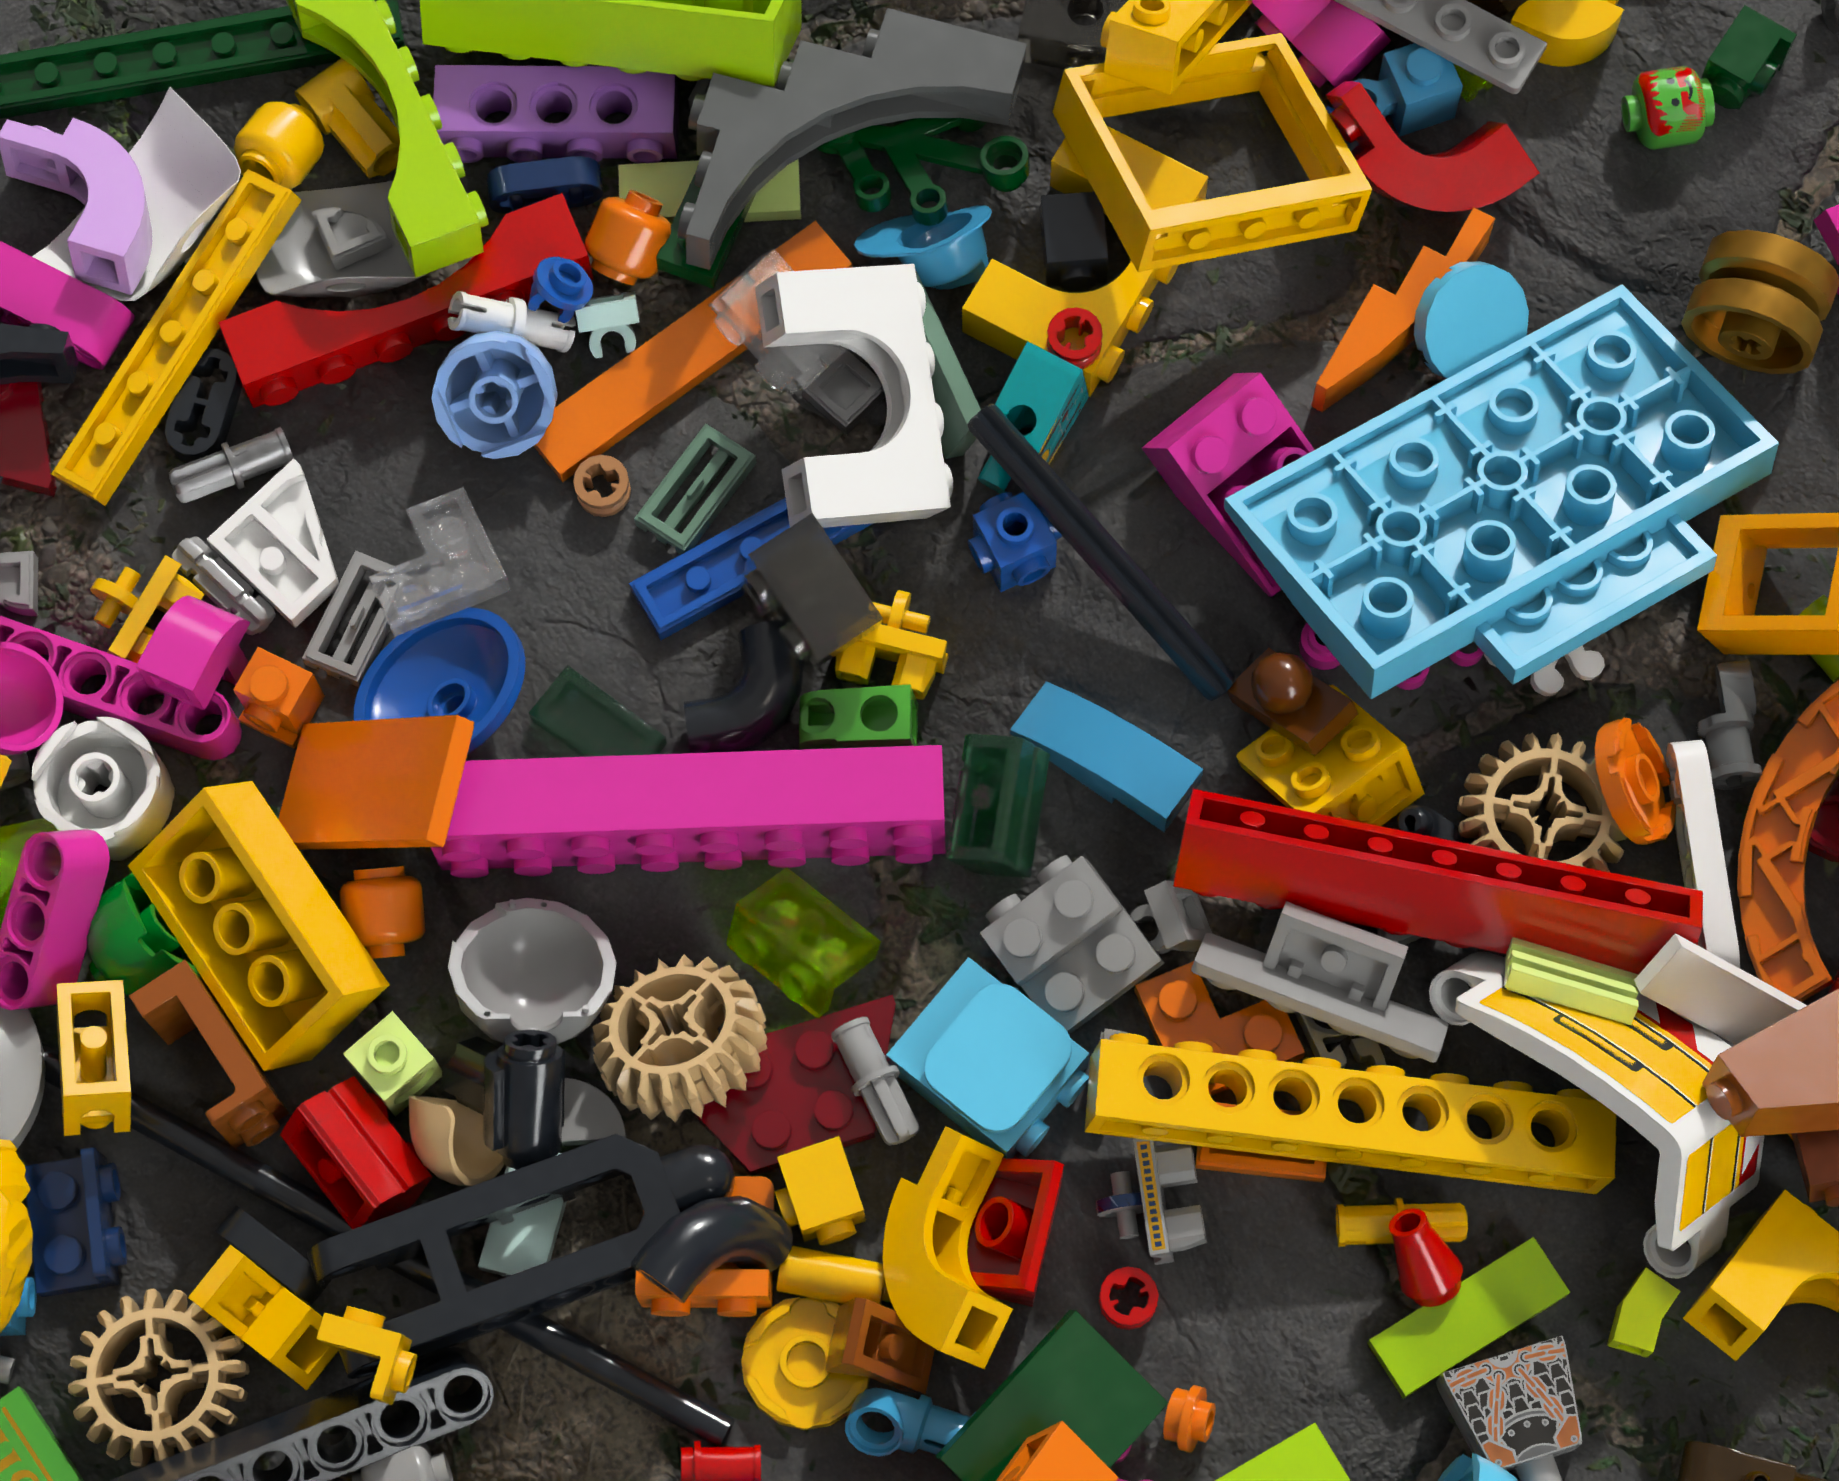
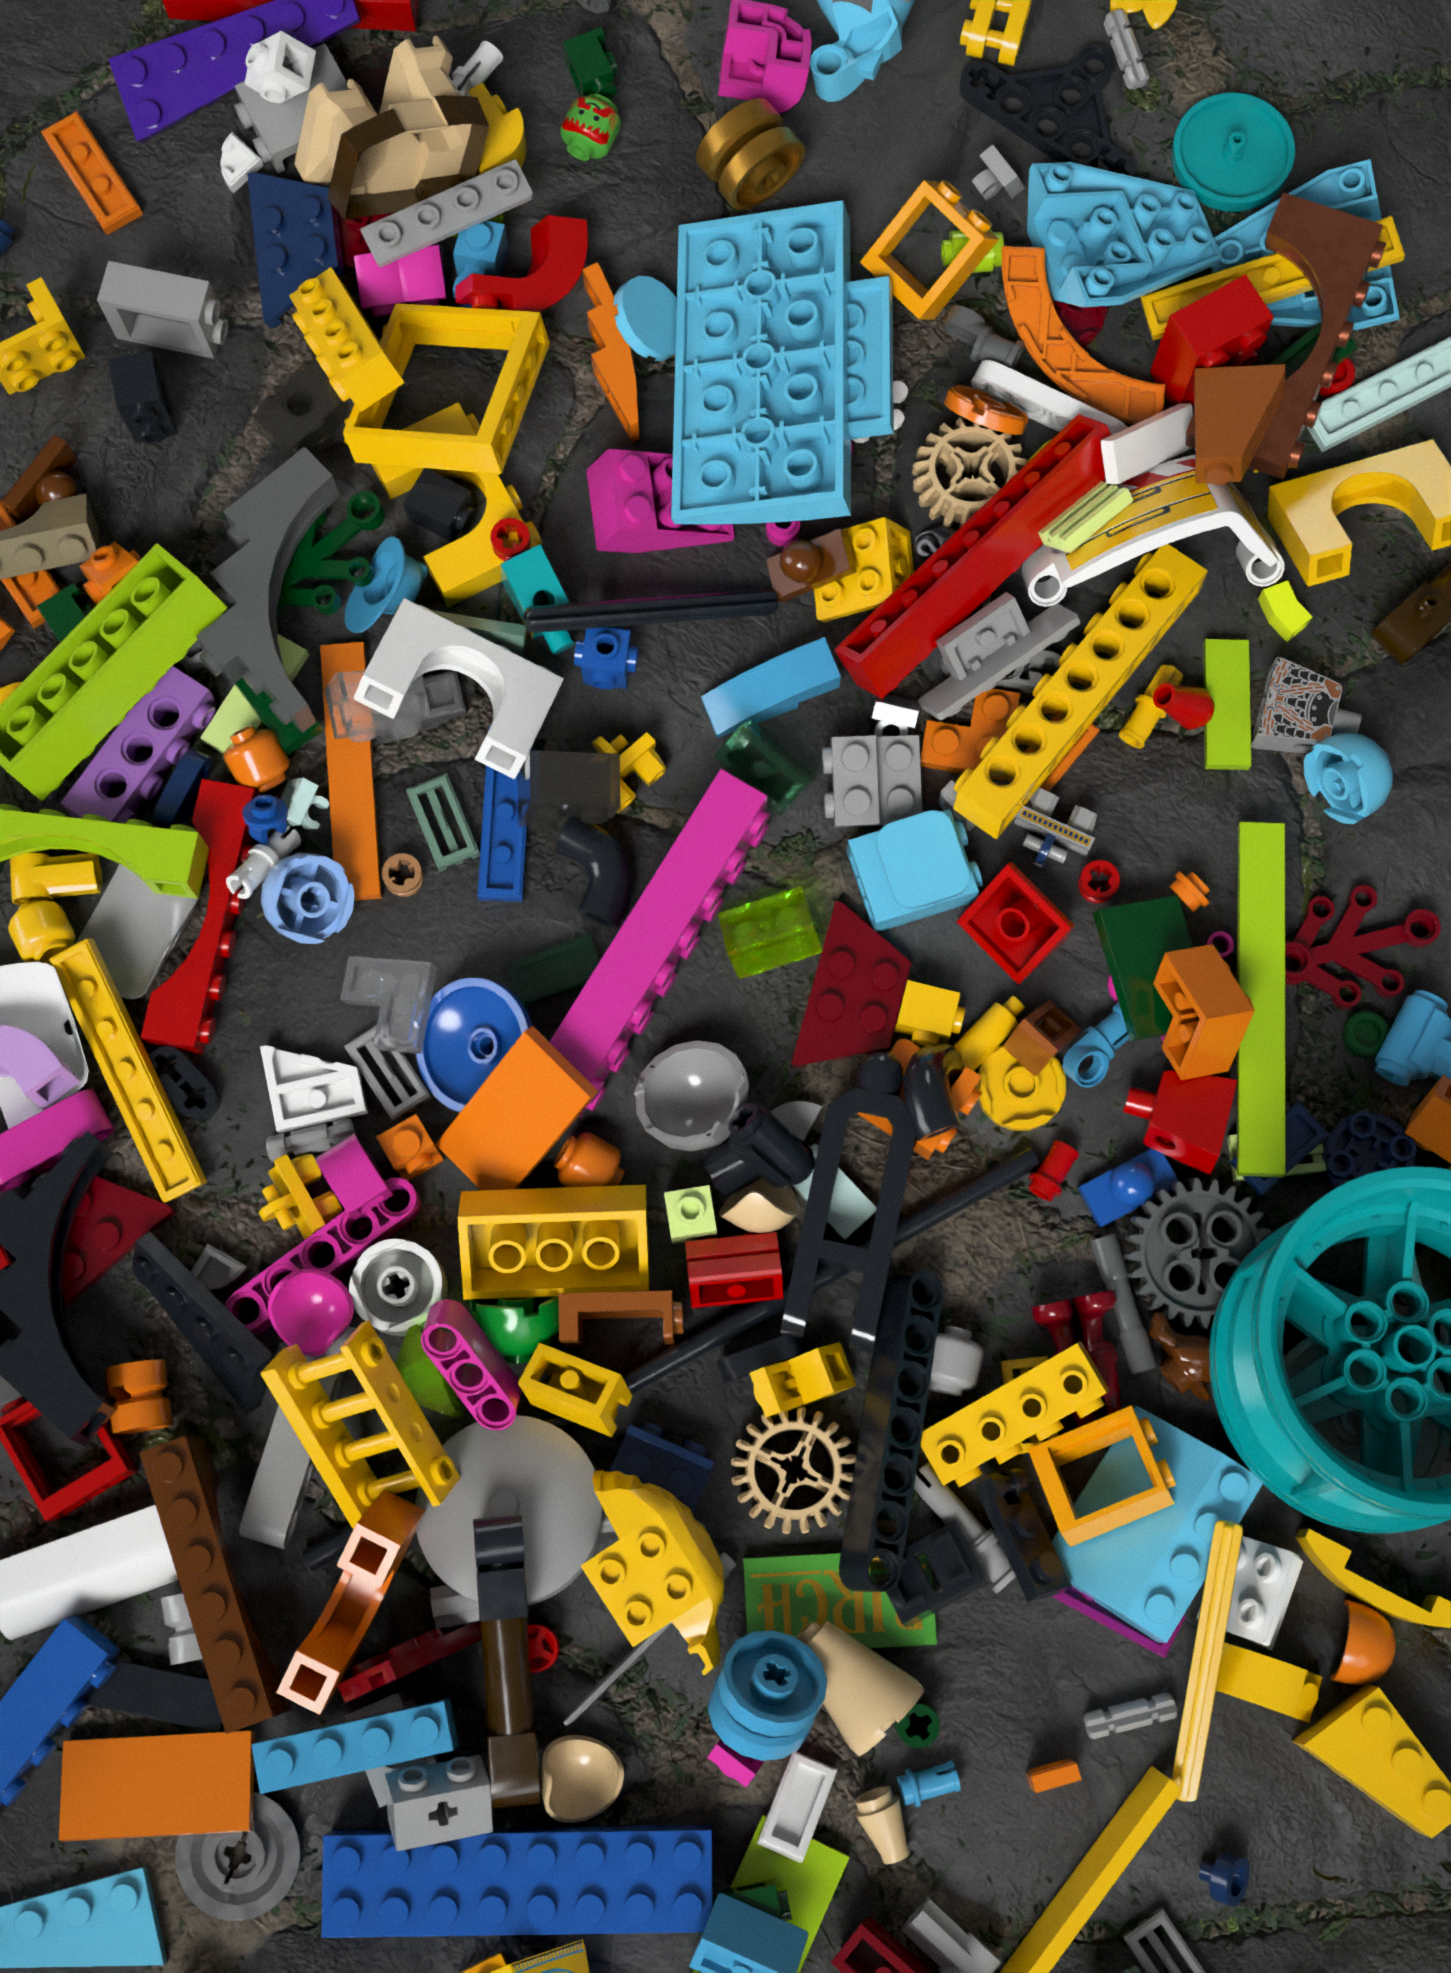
camera: 60 degrees left, 5 degrees up
(231, 466) = (236, 1088): flat silver axle -> none
(349, 235) = (130, 927): light grey tile -> none
(363, 1334) = (863, 1321): yellow bracket -> none
(676, 1021) = (766, 1024): tan gear -> none
(858, 718) = (656, 815): bright green leg -> none
(876, 1081) = (887, 939): light grey axle -> none
(928, 1252) = (1010, 976): yellow arch -> none

